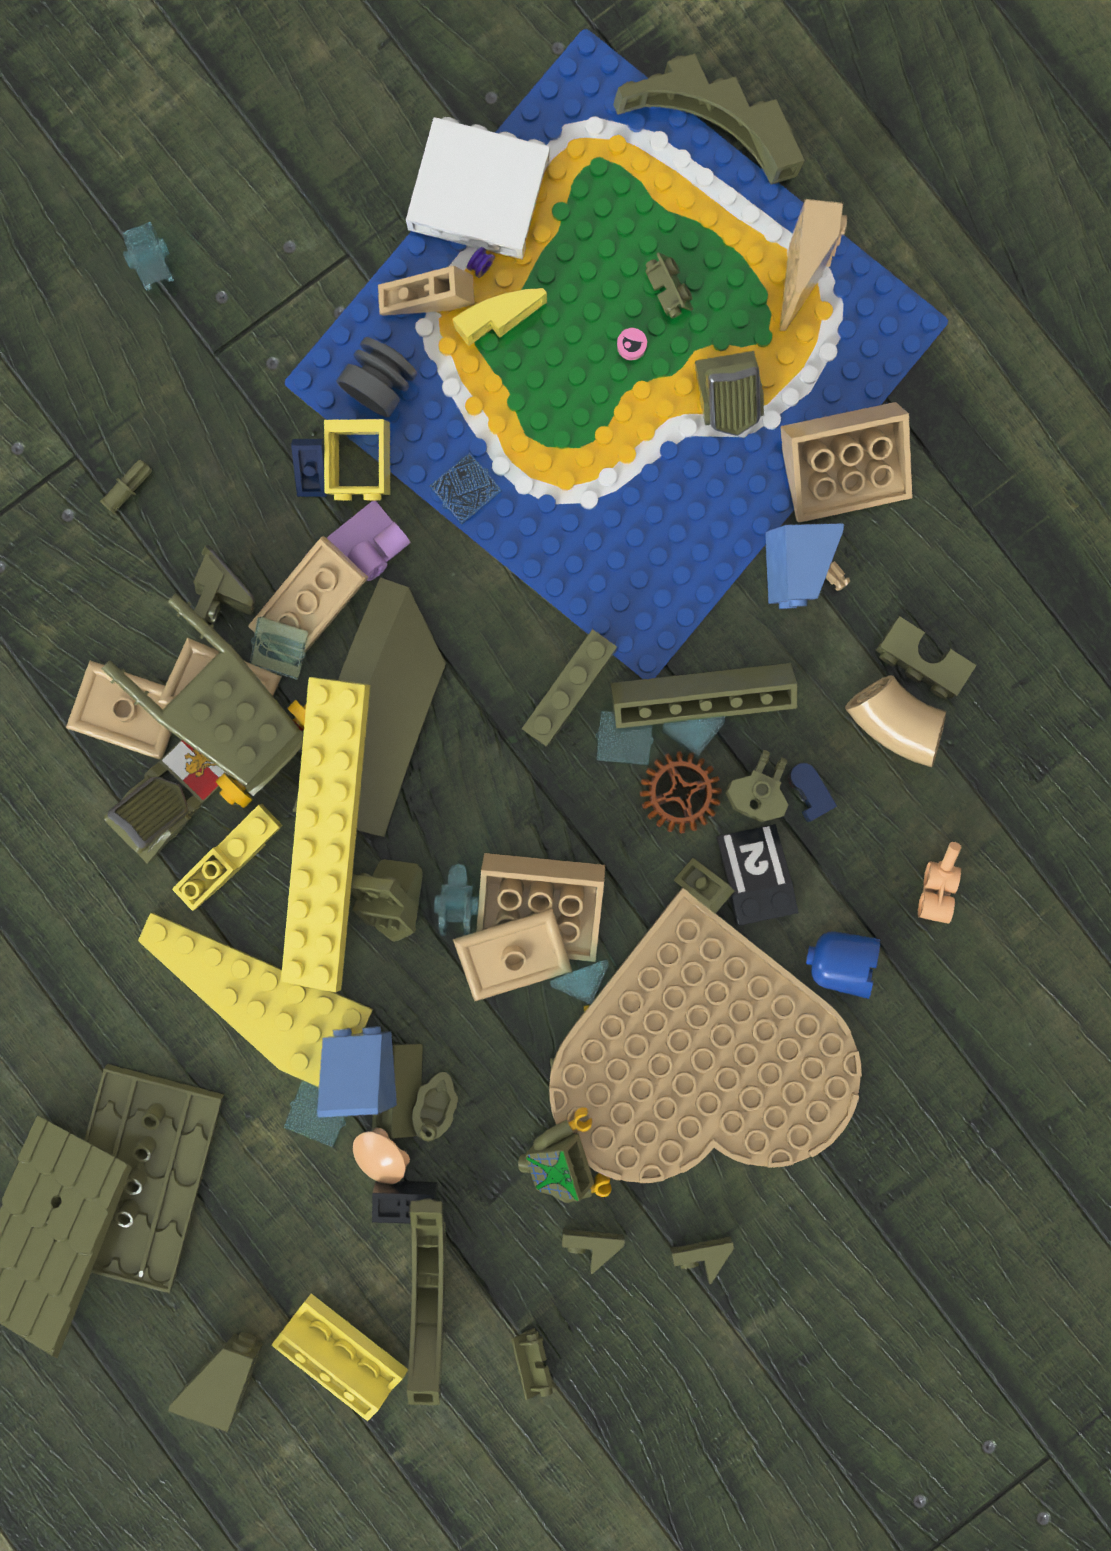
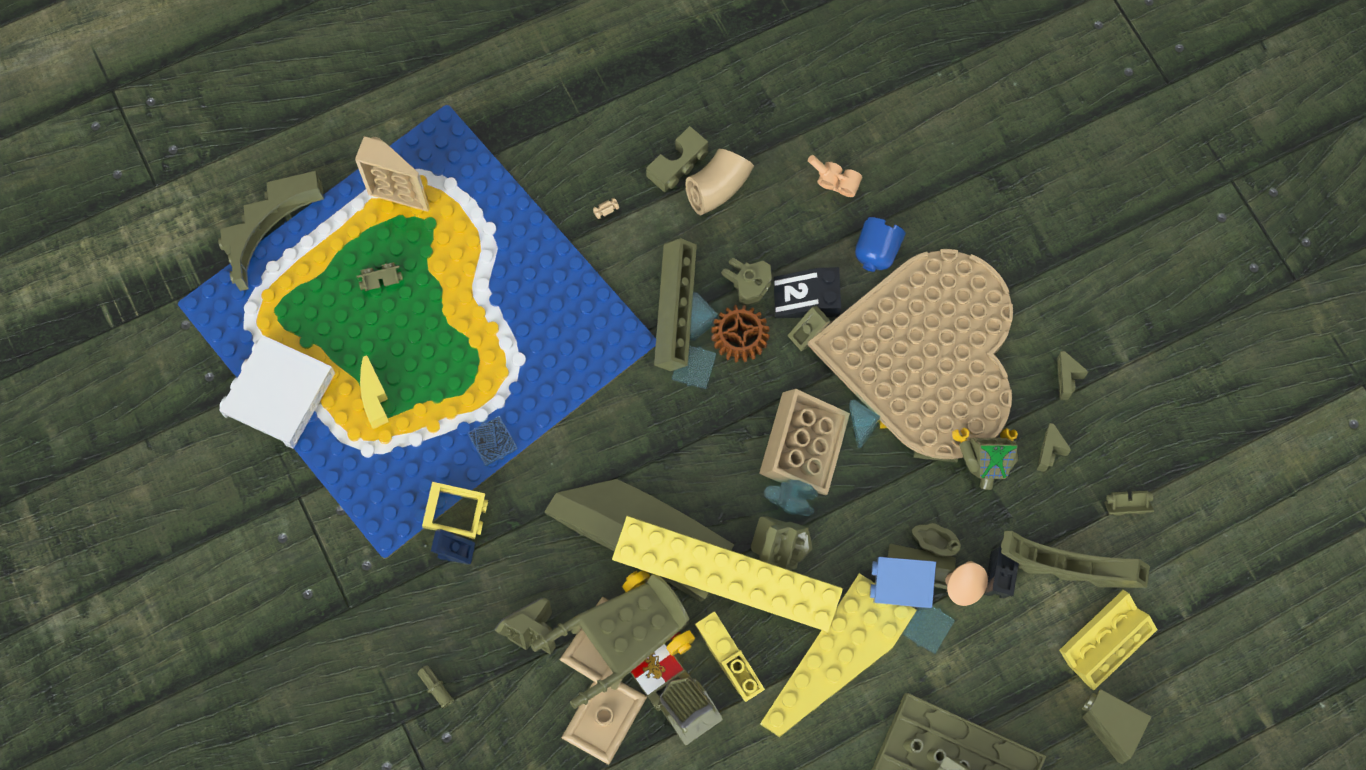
camera: 80 degrees left, 15 degrees down
(147, 254) = (265, 637): clear light blue hinge -> none
(278, 647) = (580, 592): clear light blue piece -> none
(314, 591) = (552, 564): tan tile -> none
(370, 539) = (520, 525): lavender panel -> none
(379, 372) = (399, 482): dark grey wheel -> none
(427, 292) = (344, 441): tan slope -> none
(480, 262) = (331, 399): dark purple bush -> none
(513, 955) = (836, 465): tan piece -> none
(569, 688) = (642, 380): olive arch -> none
(632, 344) = (415, 309): bright pink tile -> none
(730, 392) = (465, 248): olive piece -> none
(799, 561) = (596, 224): medium blue slope -> none
(812, 789) = (755, 247): dark blue leg -> none
(848, 461) = (531, 182): tan slope -> none

